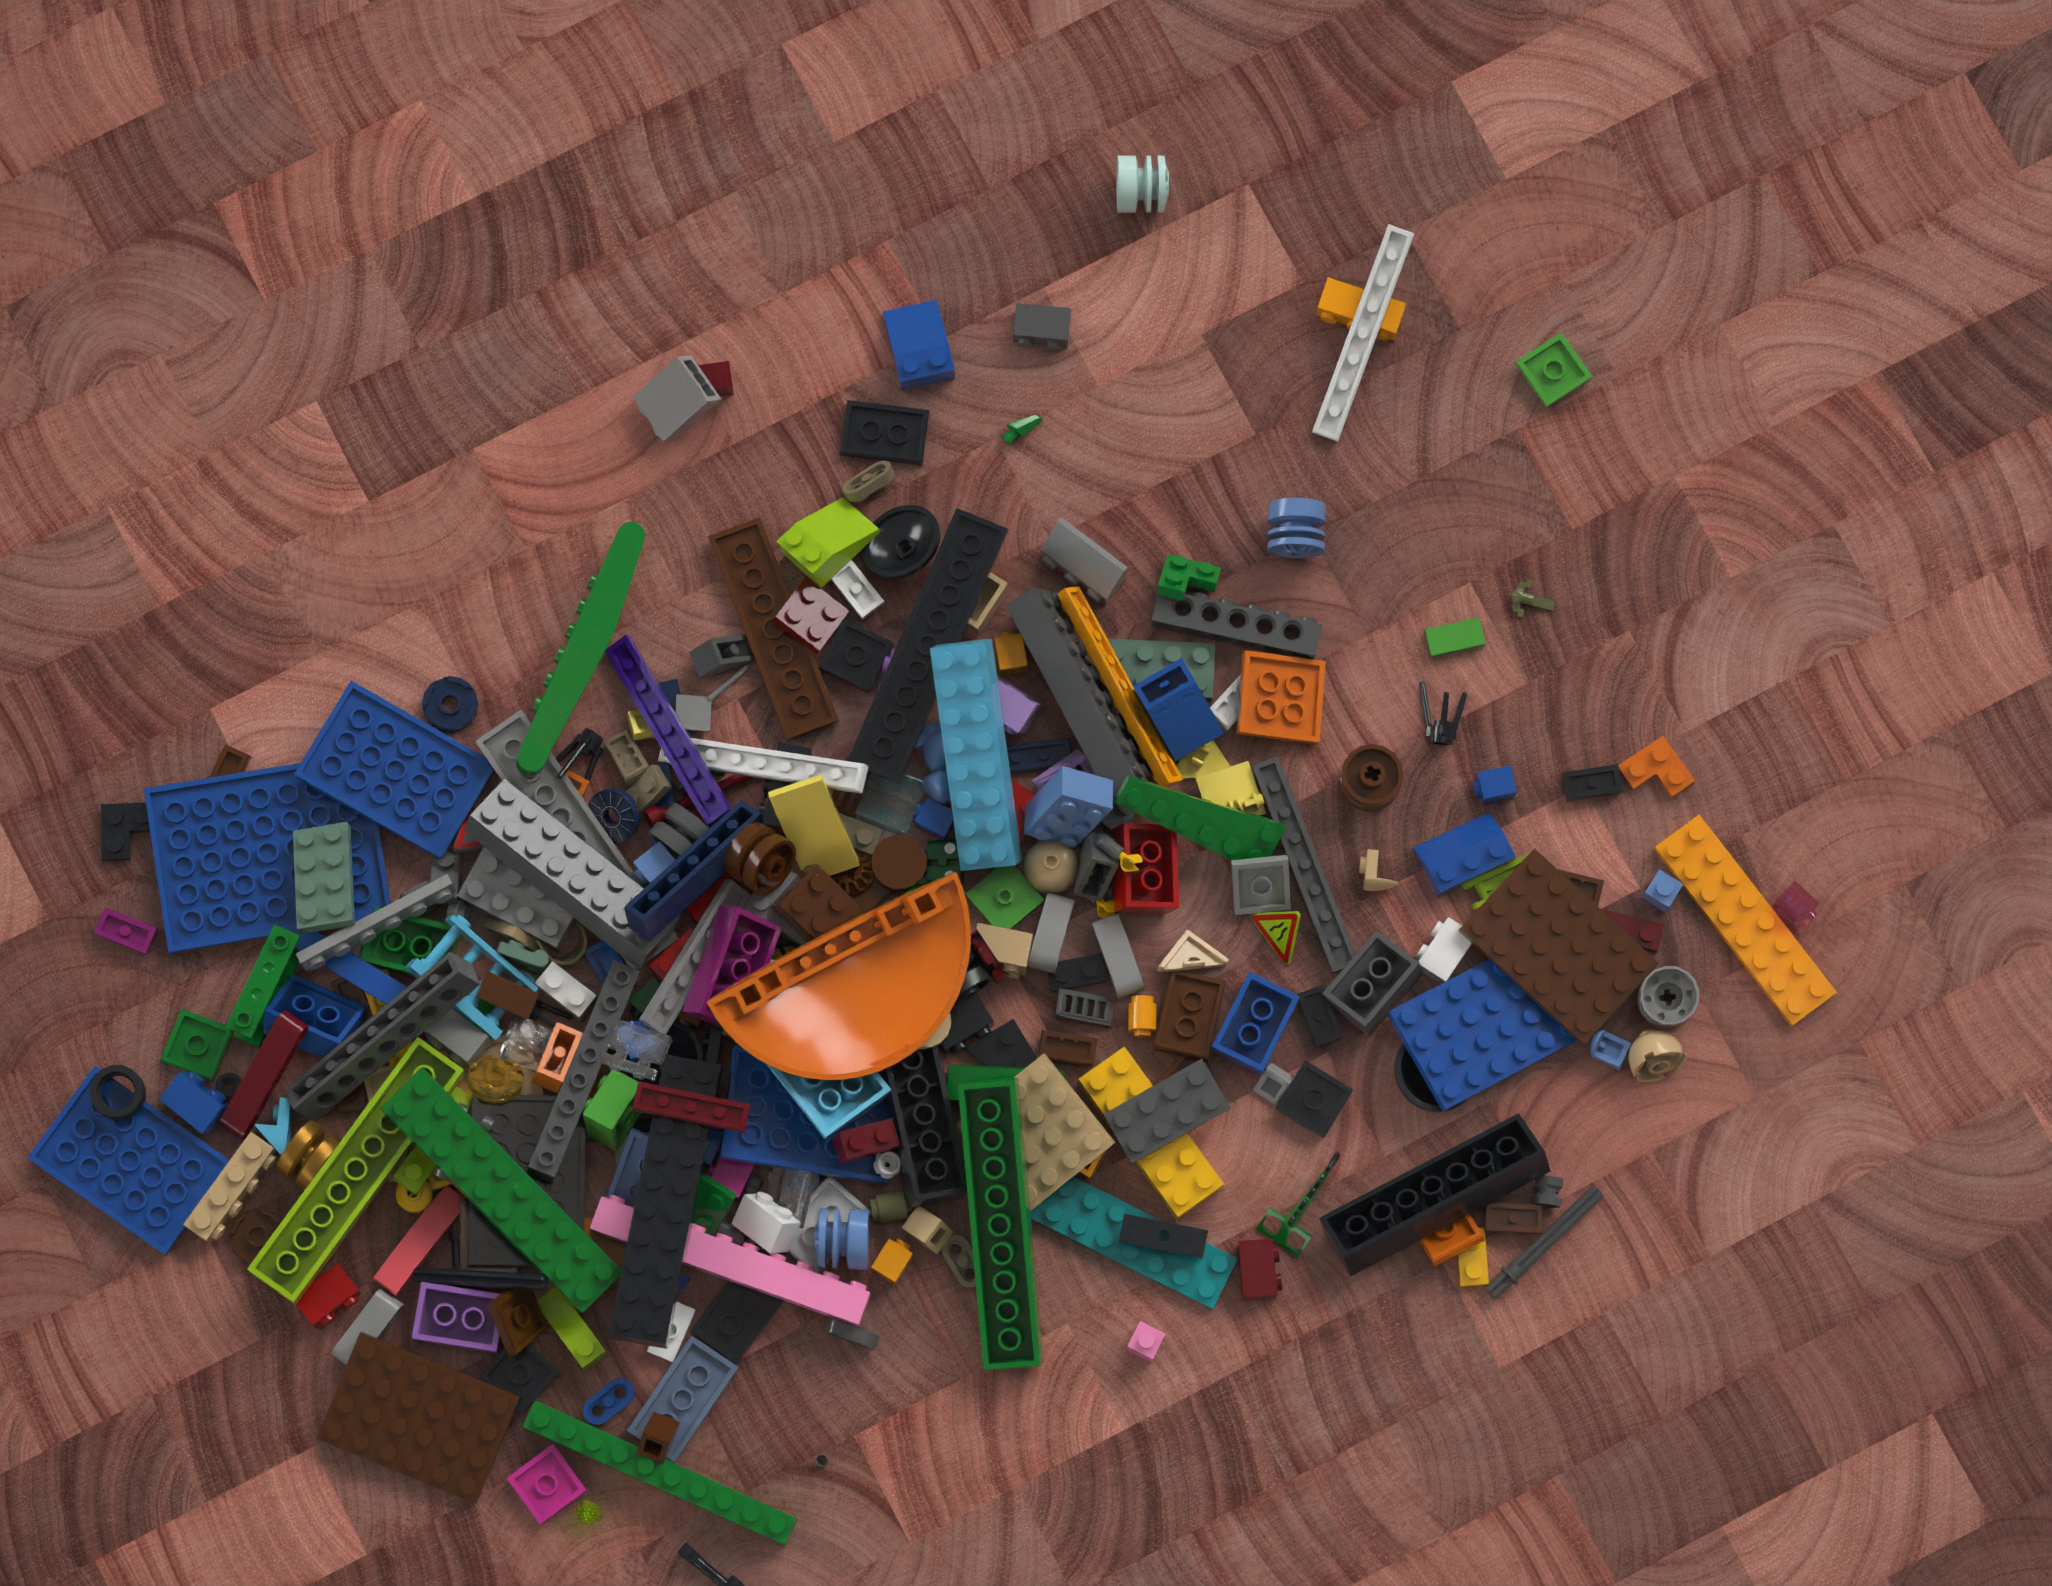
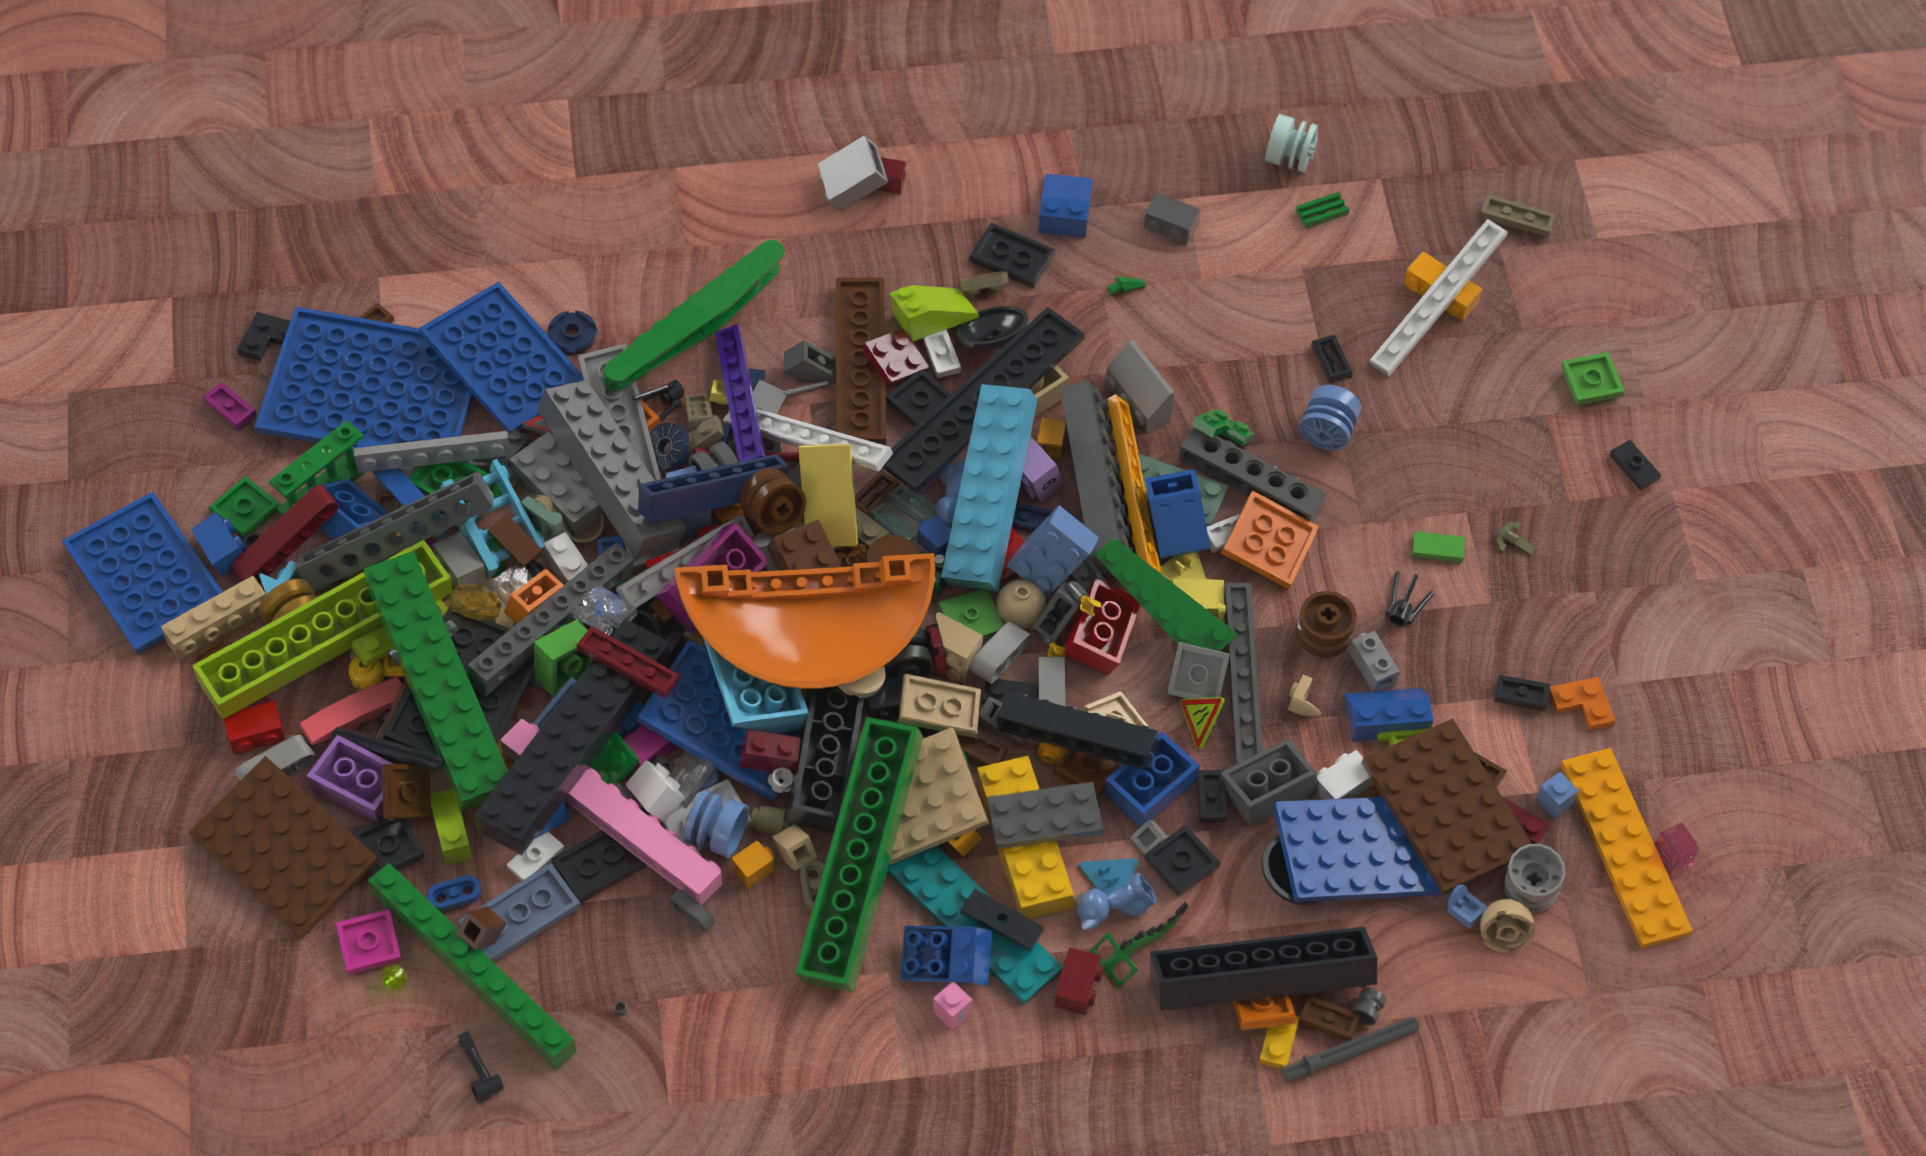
camera: 20 degrees right, 20 degrees down
(126, 1112) = (152, 498): black tyre -> none
(323, 878) = (405, 407): sand green plate -> none
(1014, 1020) = (939, 705): none -> tan tile
(1121, 1291) = (946, 955): none -> blue slope
(1165, 1002) = (1078, 730): none -> black brick
(1215, 236) = (1319, 207): none -> green tile
(1246, 1183) = (1131, 899): none -> medium blue animal
(1248, 1140) = (1109, 874): none -> dark azure piece
(1285, 461) = (1347, 372): none -> black tile
(1412, 184) = (1517, 215): none -> dark tan plate
(1431, 801) = (1374, 661): none -> light grey brick
(1494, 784) = (1434, 665): blue brick -> none
(1628, 461) = (1635, 465): none -> black plate

